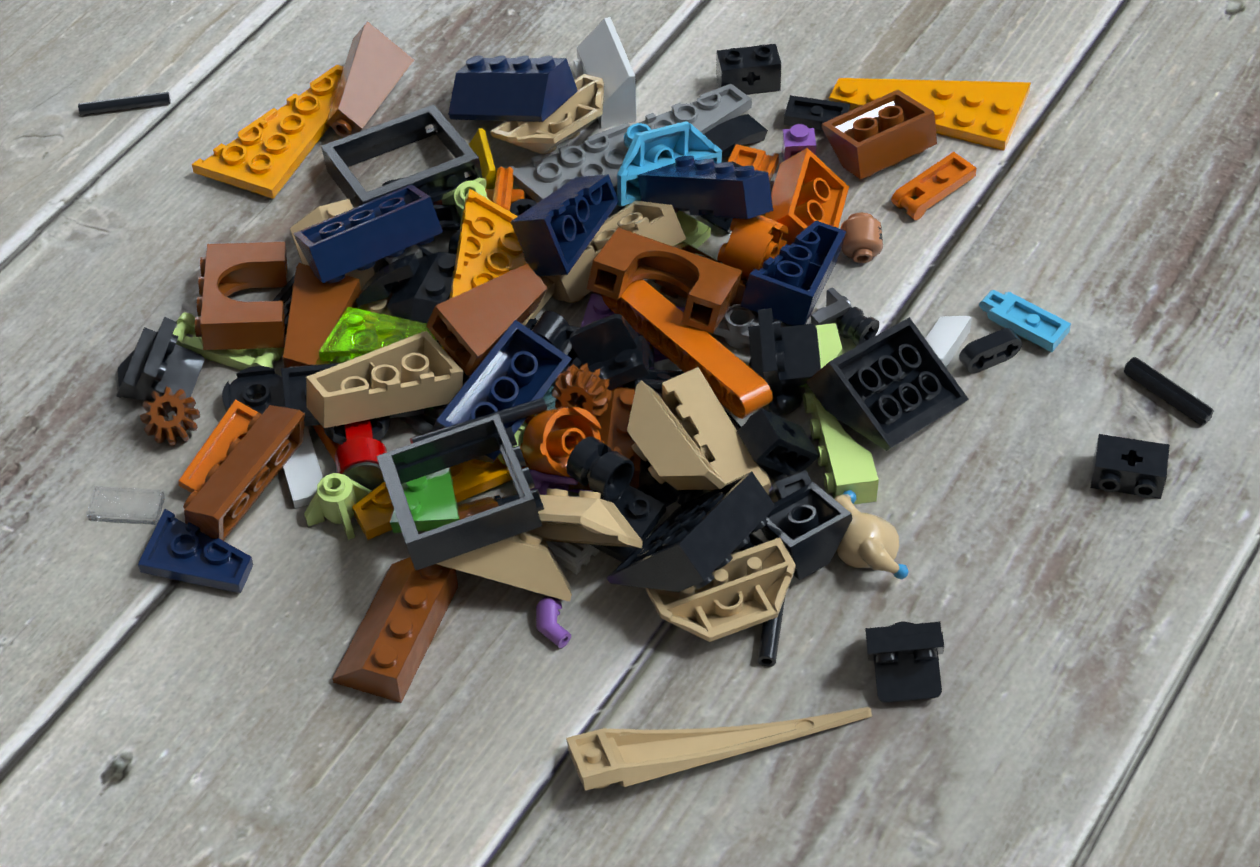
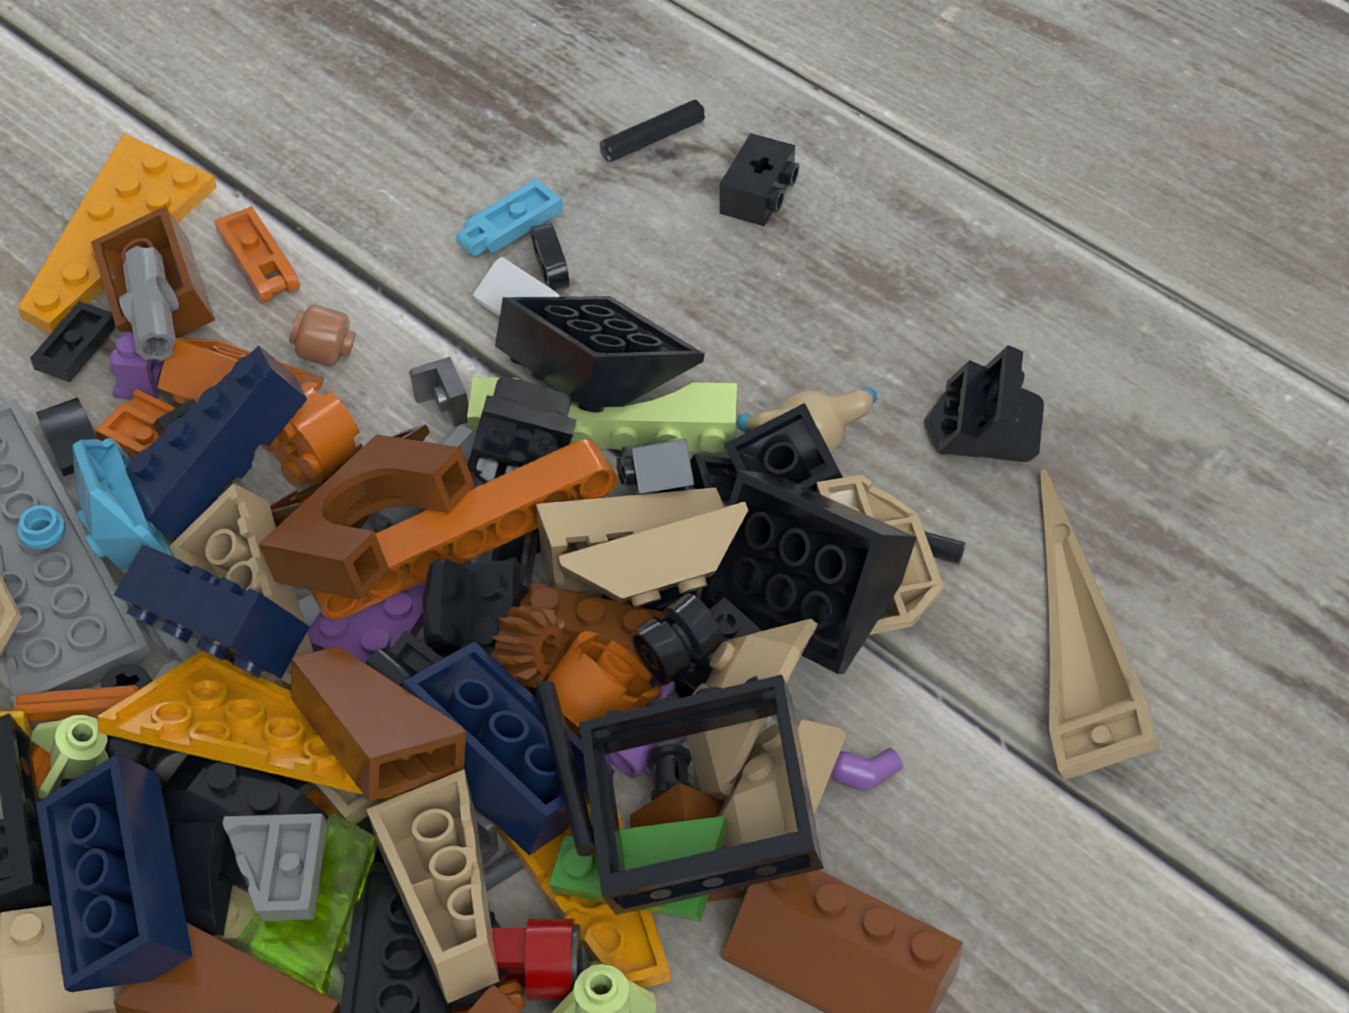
camera: 80 degrees left, 0 degrees up
(386, 304) = (280, 862): none -> light grey wing
(795, 276) = (391, 387): dark blue wedge -> none
(813, 129) = (149, 303): none -> light grey piece
(857, 326) = (474, 363): black wheel -> none

